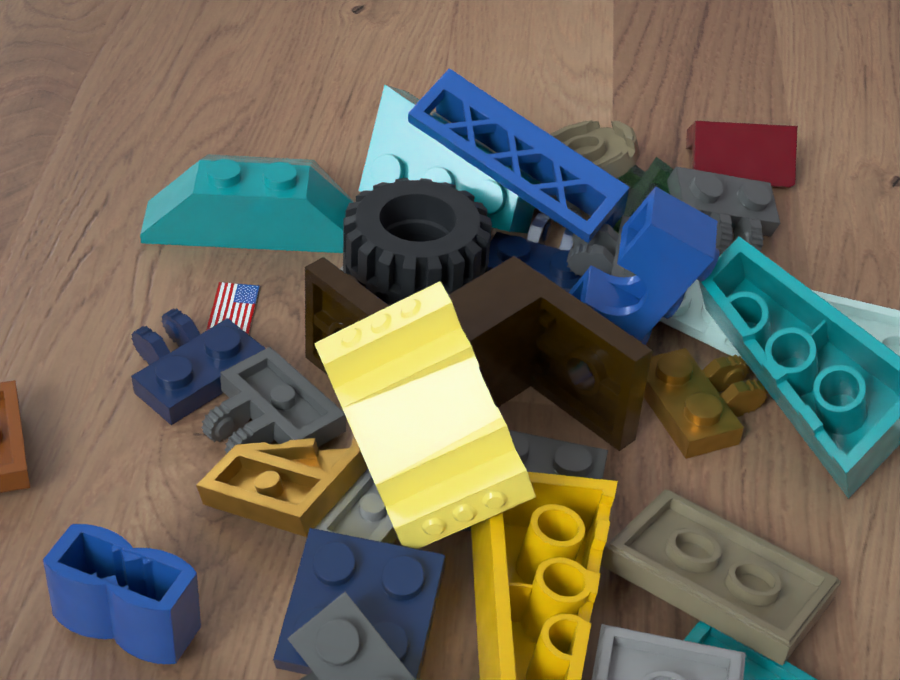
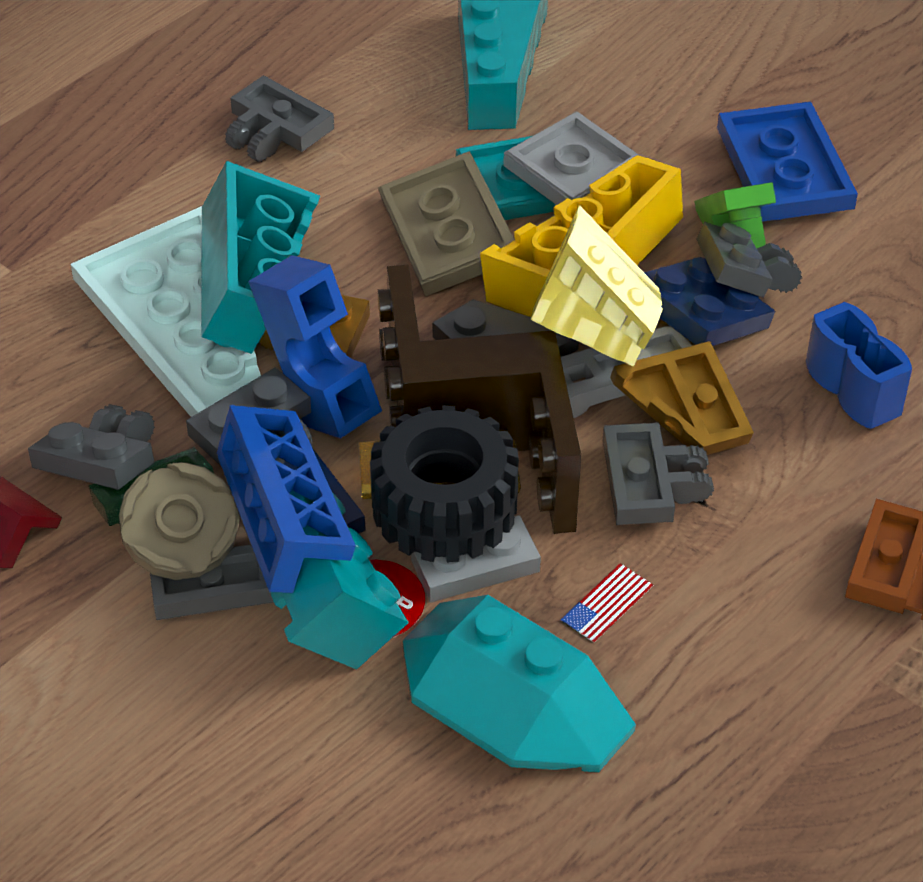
camera: 140 degrees left, 5 degrees up
(189, 375) = (680, 546): dark blue hinge -> none

